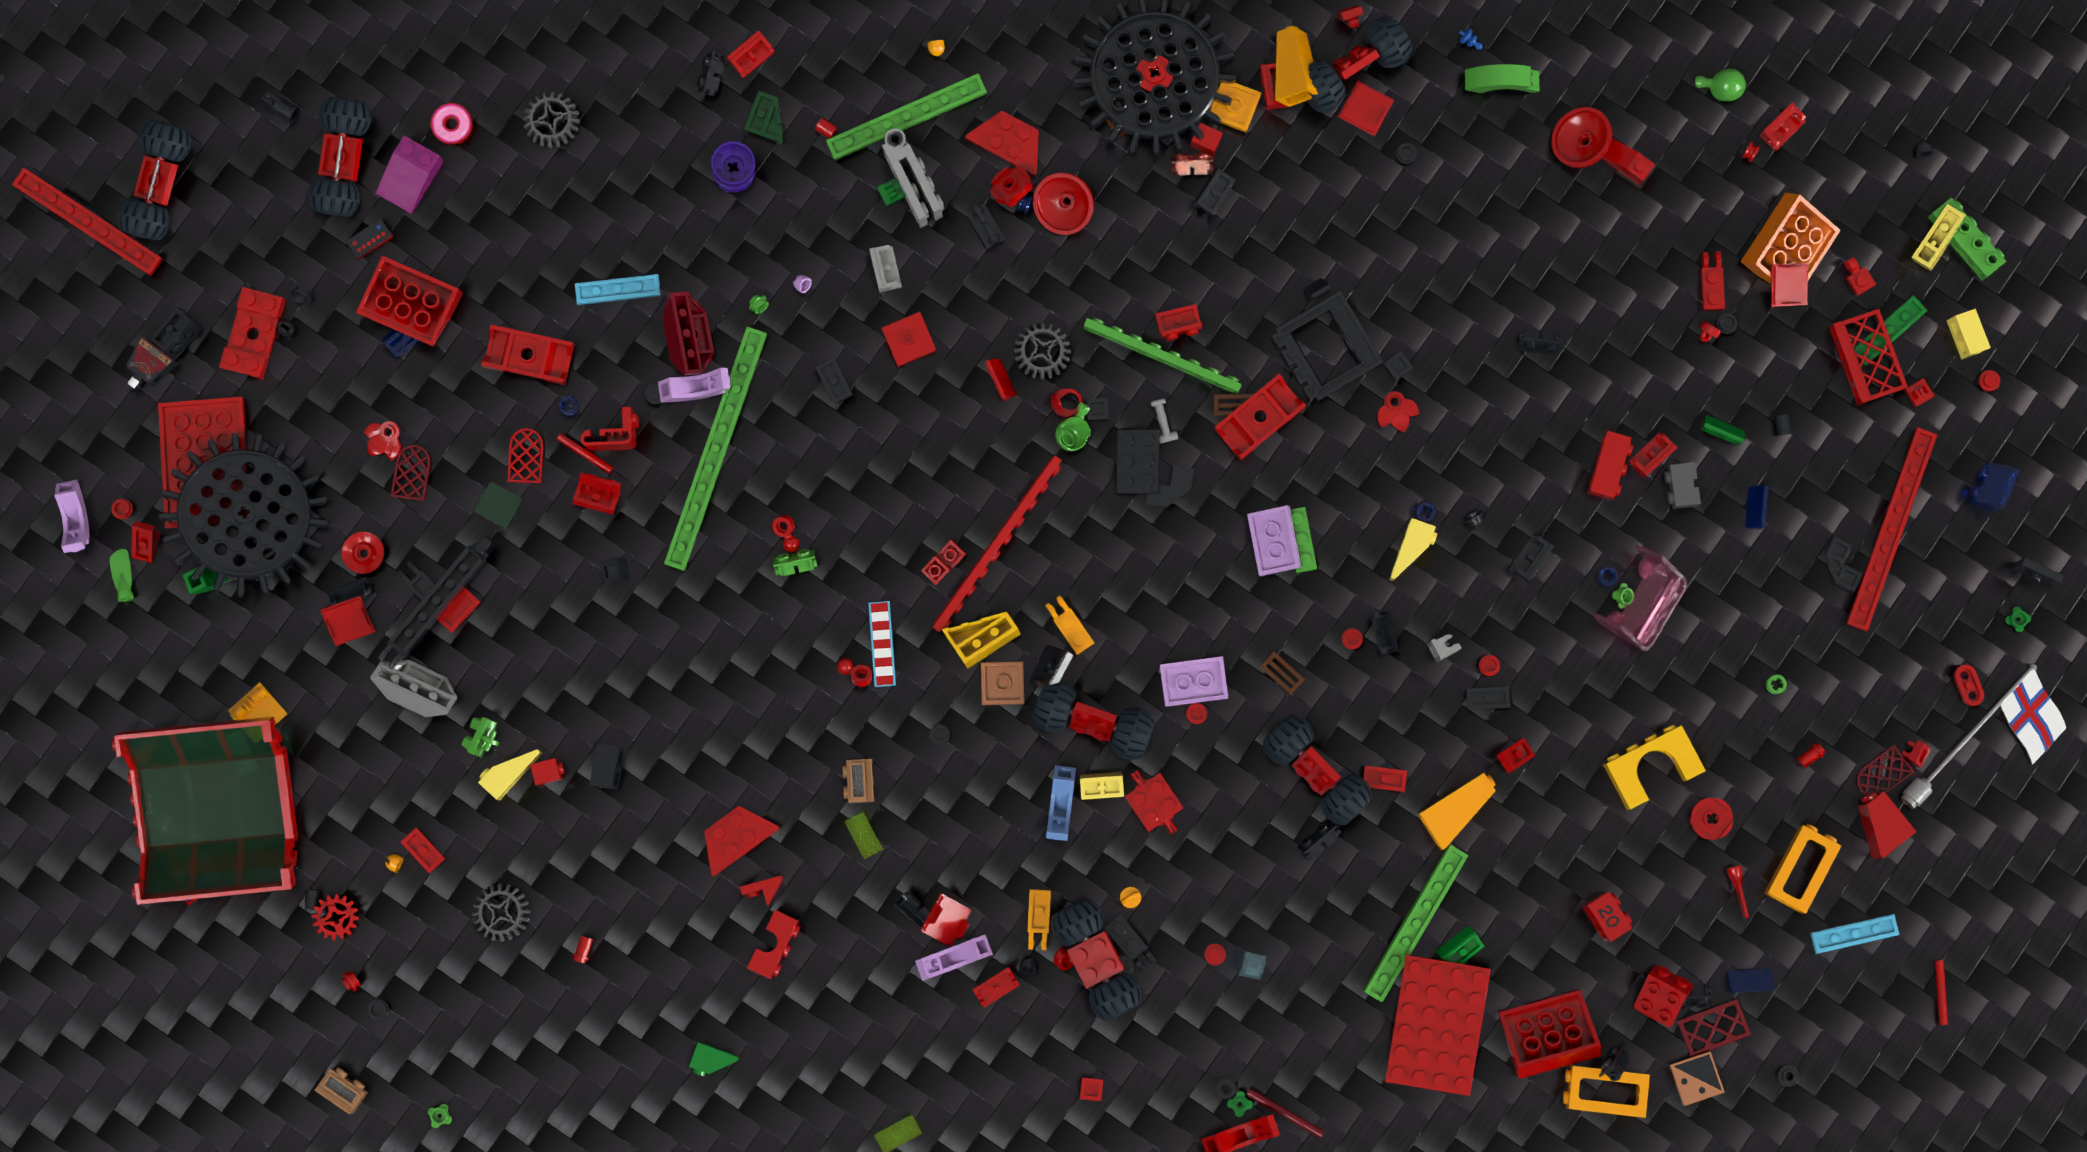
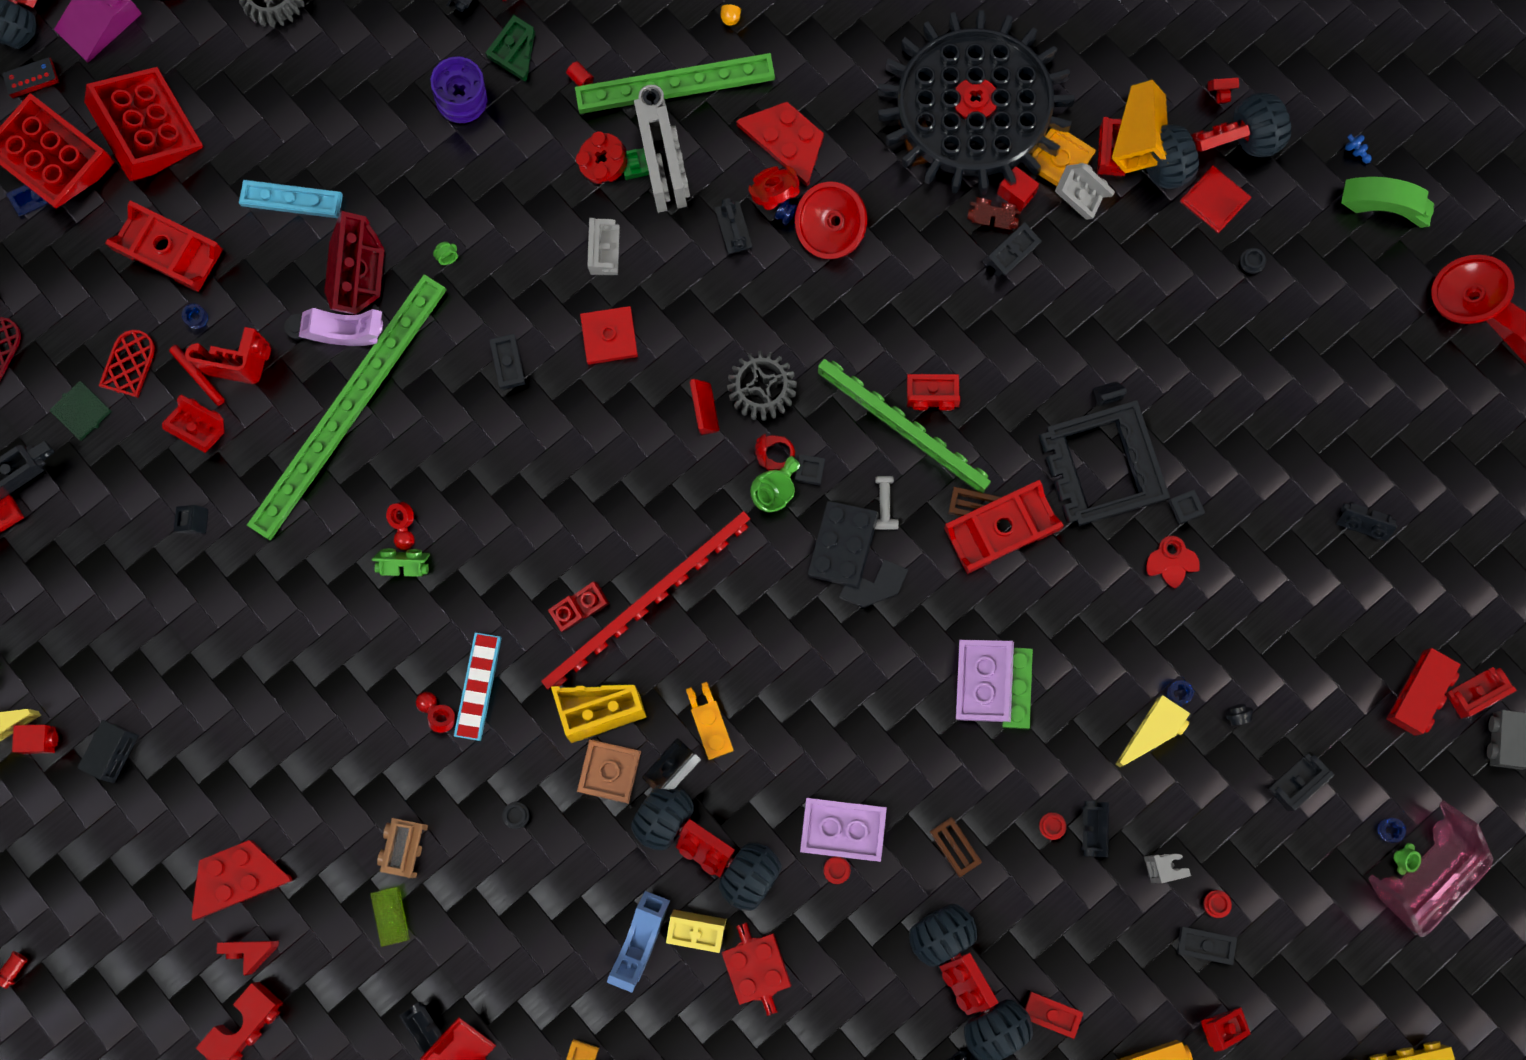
camera: 20 degrees right, 5 degrees down
(476, 255) = (141, 122): none -> red slope
(803, 288) = (507, 246): lavender hinge -> none
(868, 205) = (596, 146): none -> red plate
(1258, 129) = (1083, 189): none -> light grey bracket

